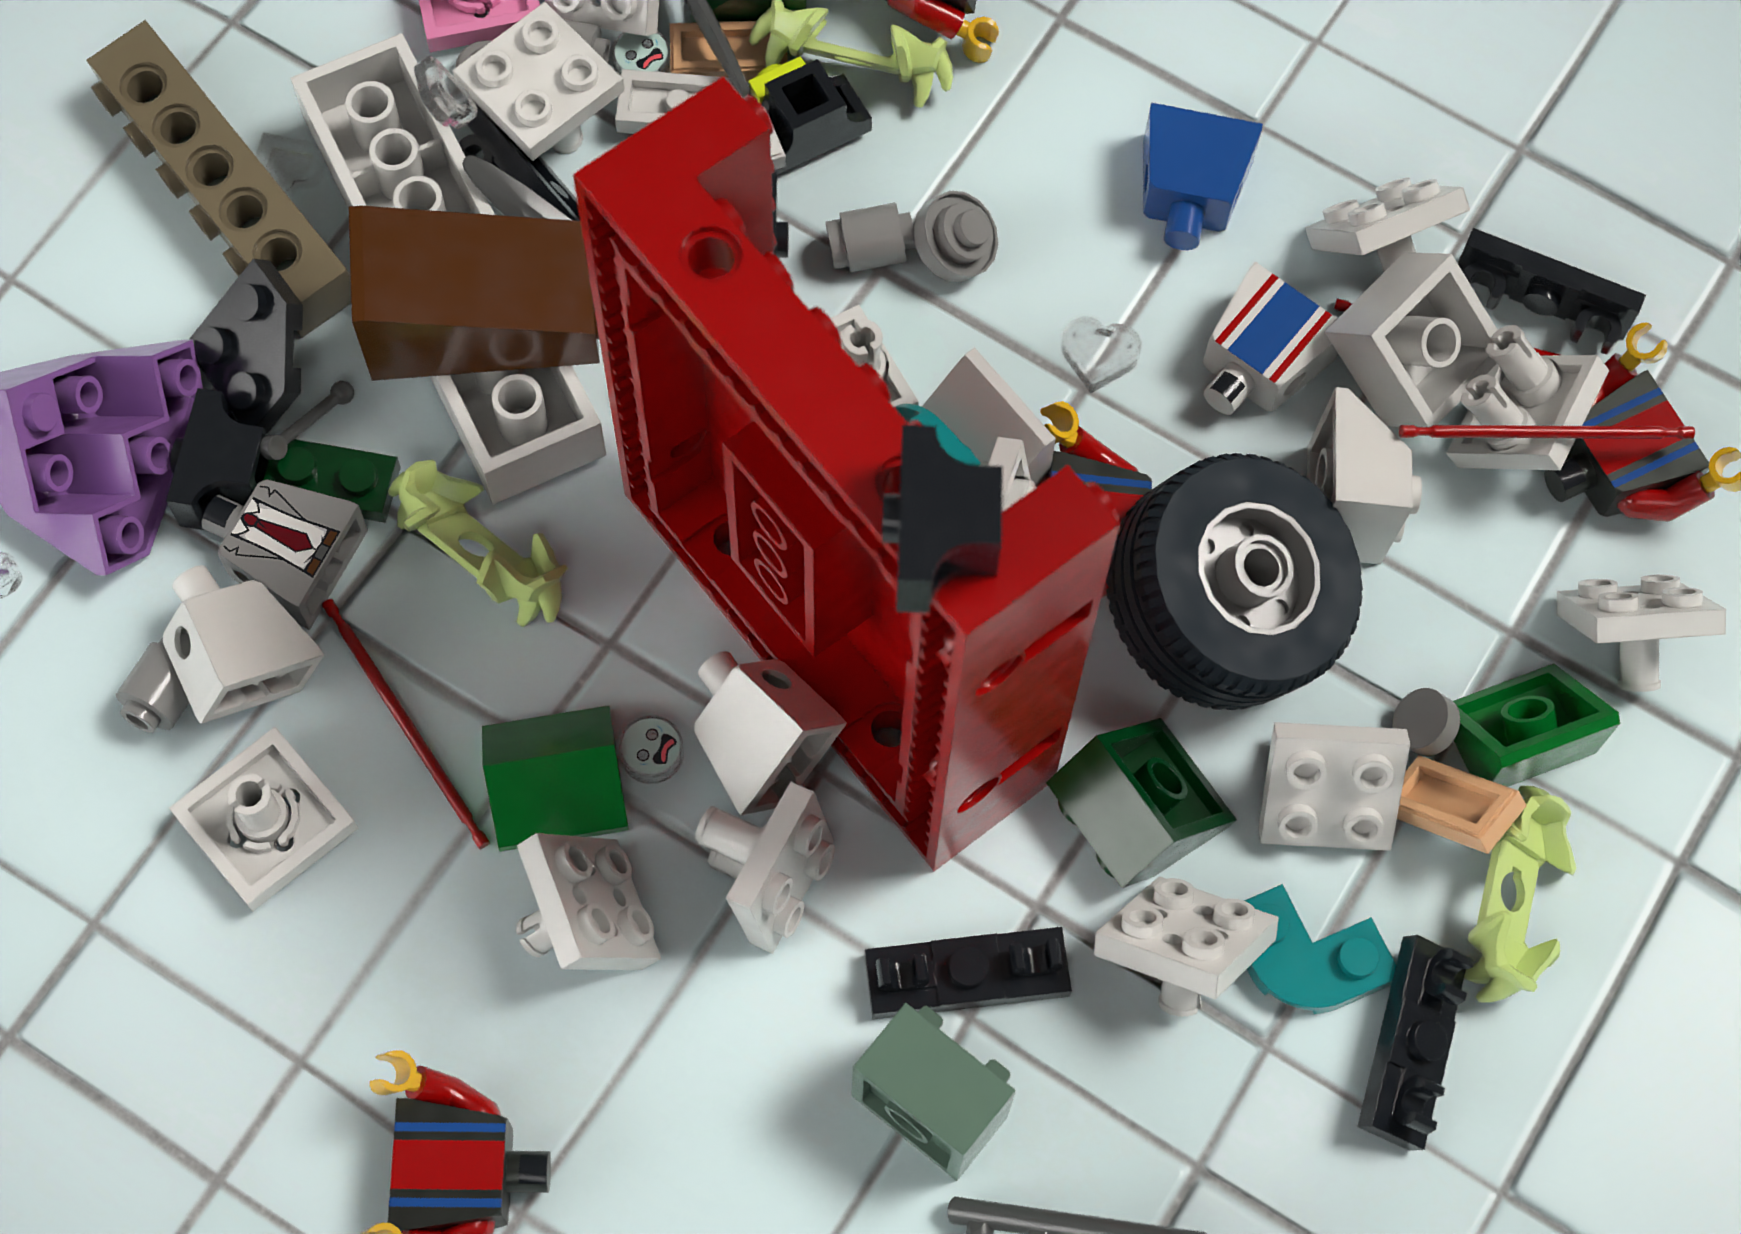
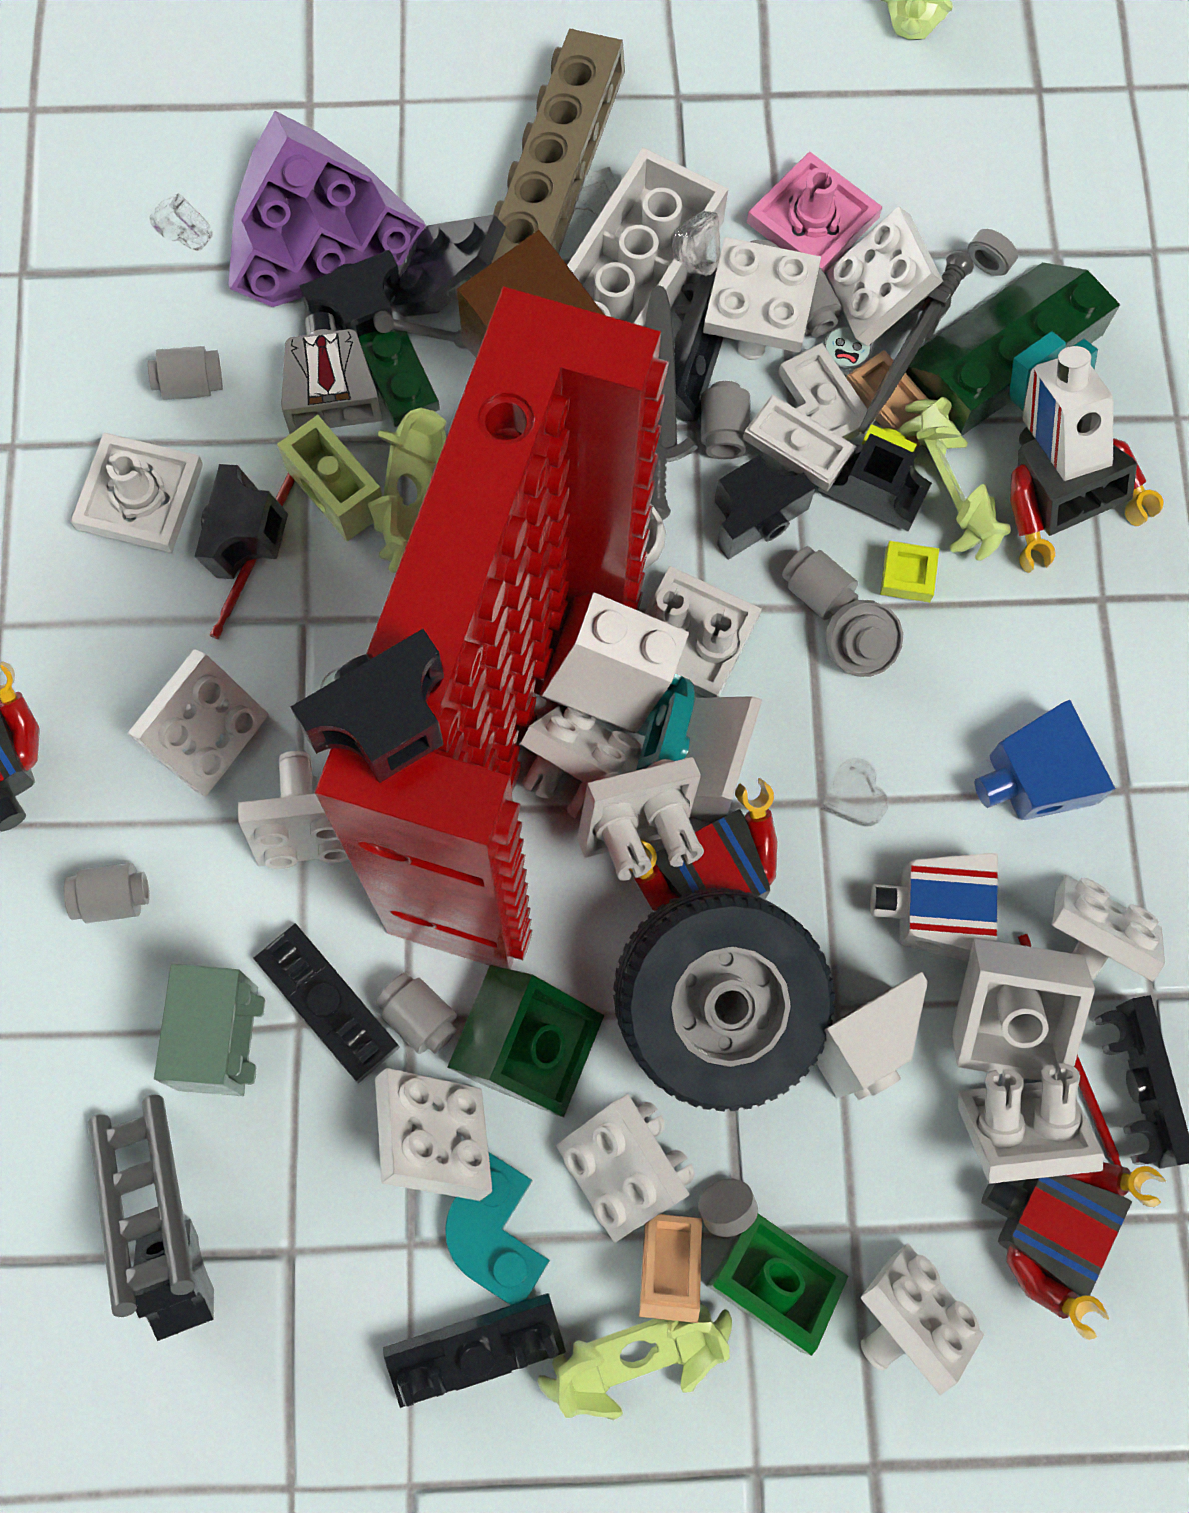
camera: 55 degrees right, 5 degrees up
(235, 646) = (230, 392): white torso -> none
(385, 733) = (238, 524): none -> black brick
(411, 607) = (330, 476): none -> yellowish green brick
(553, 776) = (284, 643): green slope -> none
(700, 1118) = (106, 893): none -> light grey brick
(915, 154) = (909, 571): none -> neon yellow plate
(1045, 886) = (417, 1013): none -> light grey brick
(1522, 431) = (1007, 1154): red piece -> none

